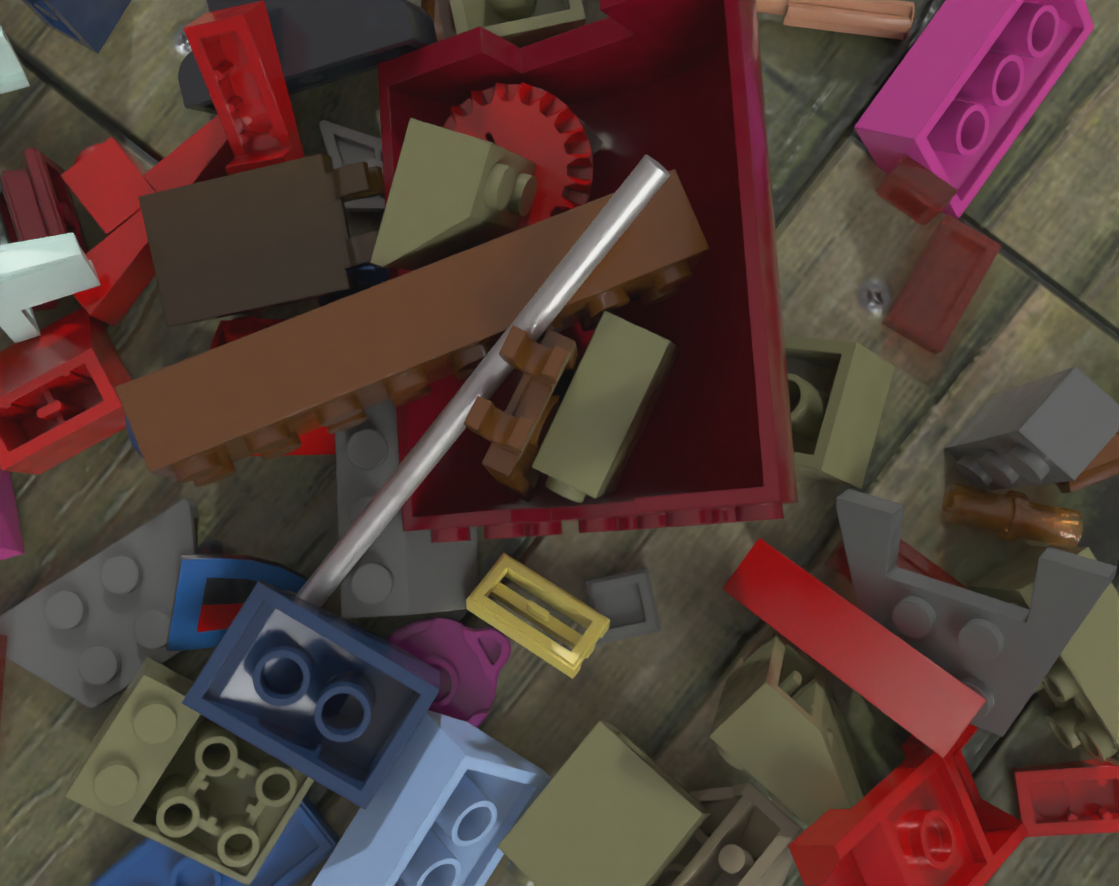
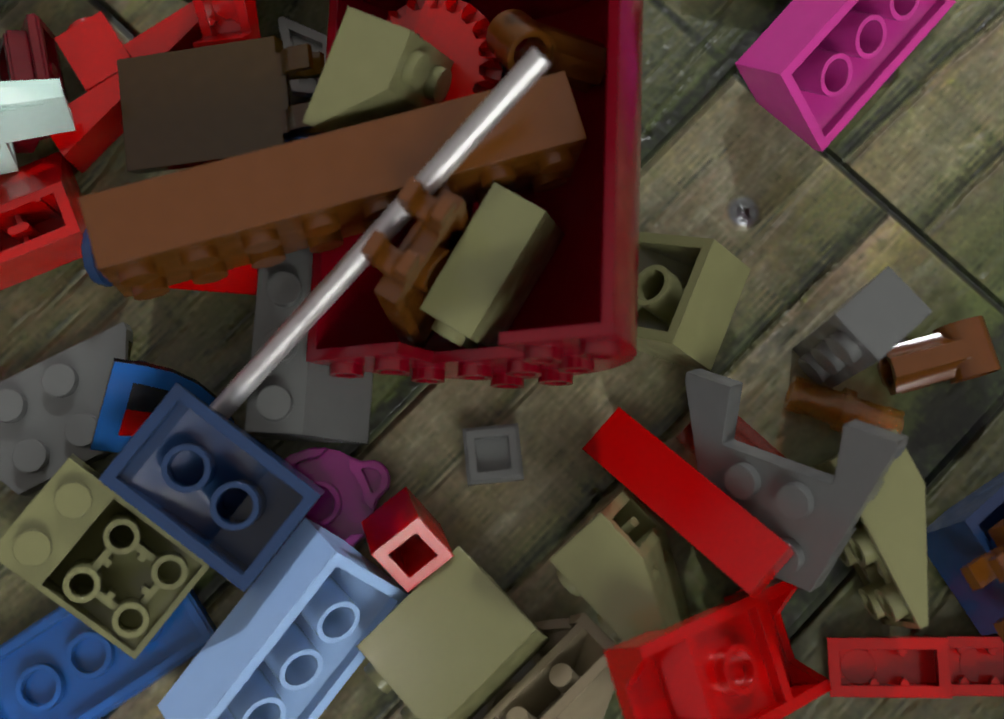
camera: 10 degrees right, 5 degrees down
(526, 635) = (408, 470): light yellow tile -> none
(539, 719) = (406, 539): none -> red brick
(621, 136) = (576, 55): none -> reddish brown piece
(915, 190) = (784, 122): clear red tile -> none
(941, 284) = (801, 206): clear red tile -> none

